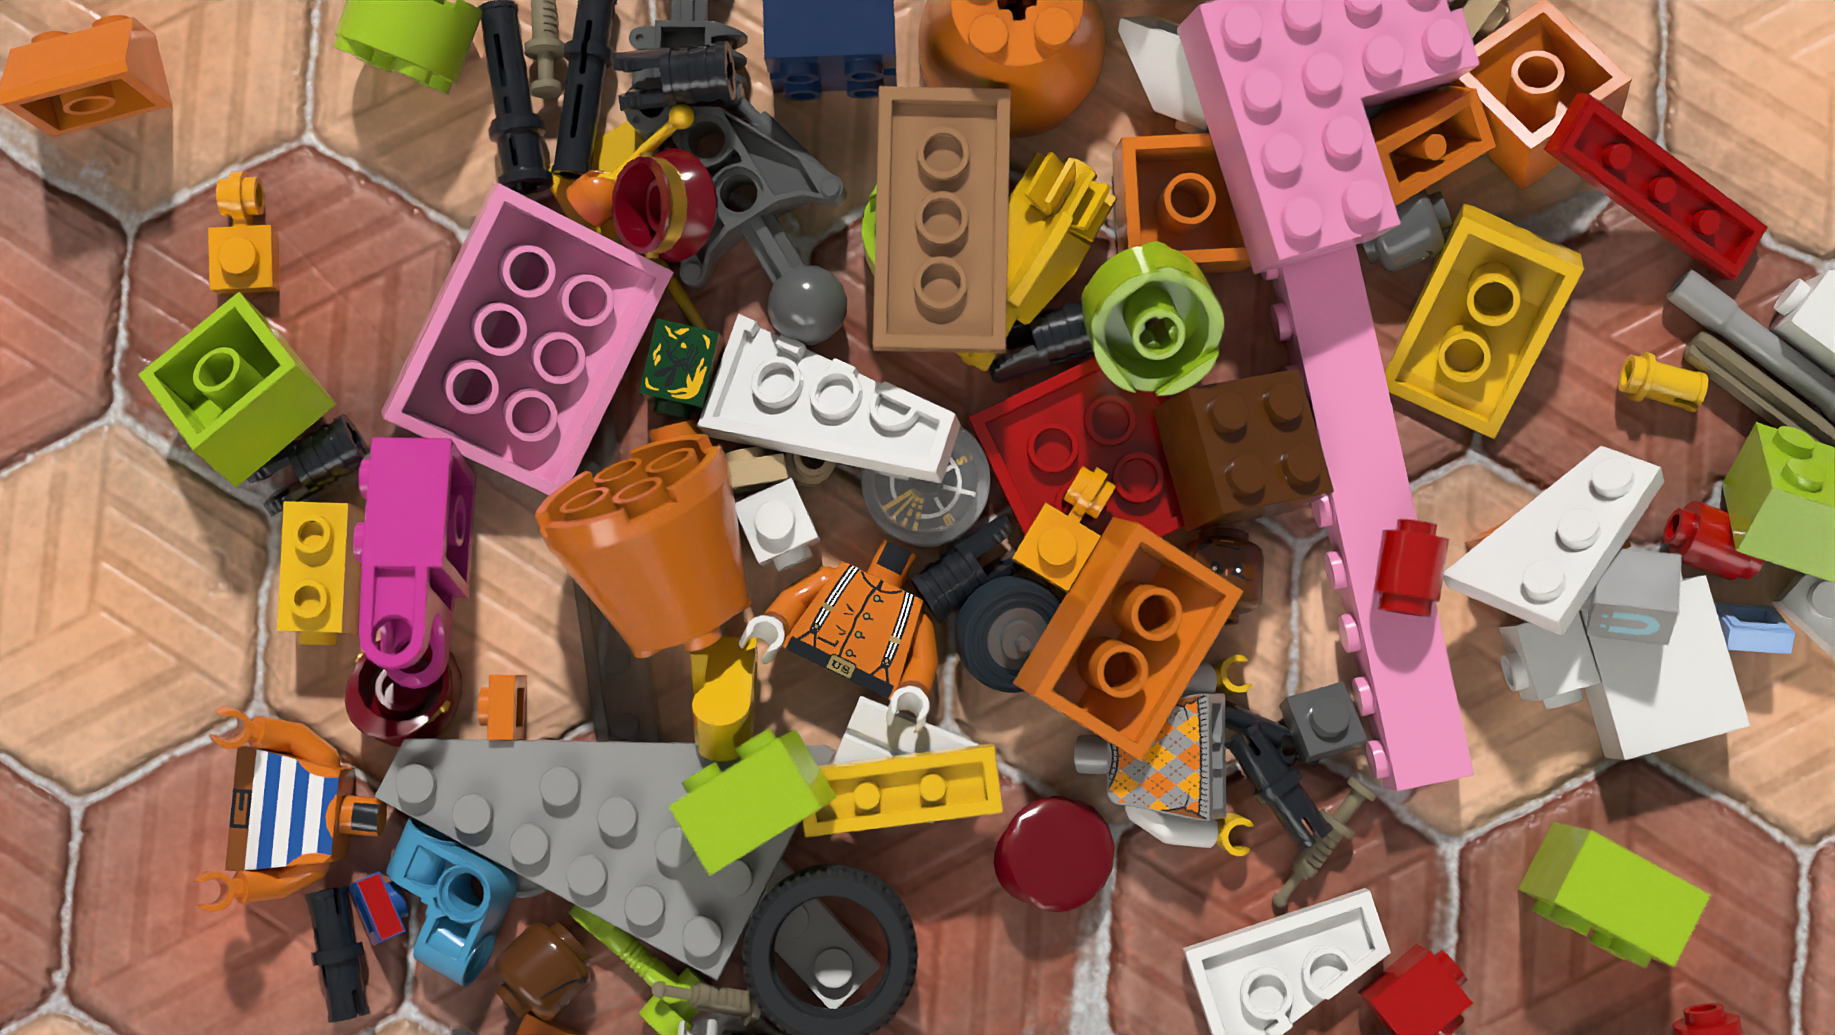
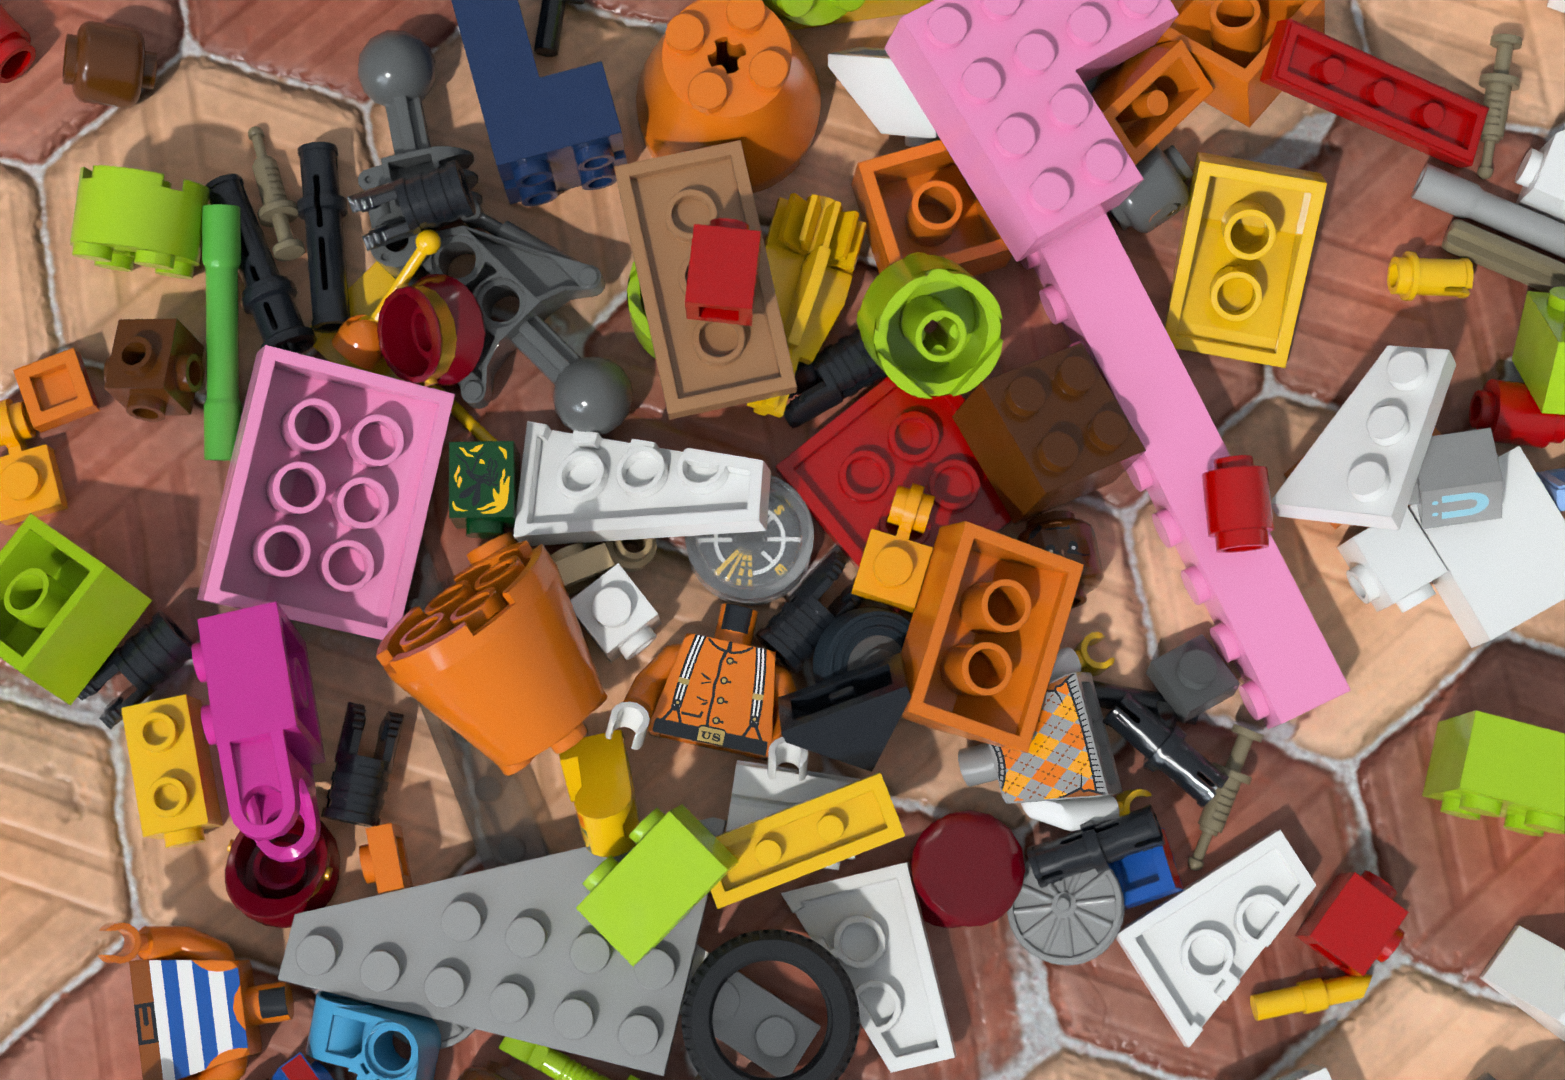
camera: 20 degrees left, 5 degrees down
(292, 174) = (56, 390): none -> orange plate
(389, 176) = (154, 368): none -> reddish brown brick
(477, 87) = (221, 261): none -> bright green piece
(494, 625) = (361, 780): none -> black hinge
(956, 907) = (881, 941): none -> white wing
(959, 220) = (723, 272): none -> red brick
(977, 679) = (849, 713): none -> black slope
(1144, 912) = (1068, 918): none -> light grey wheel
(1186, 864) = (1095, 846): none -> black pin
(1224, 893) = (1148, 875): none -> blue plate
(1779, 218) = (1497, 97): none -> dark tan piece

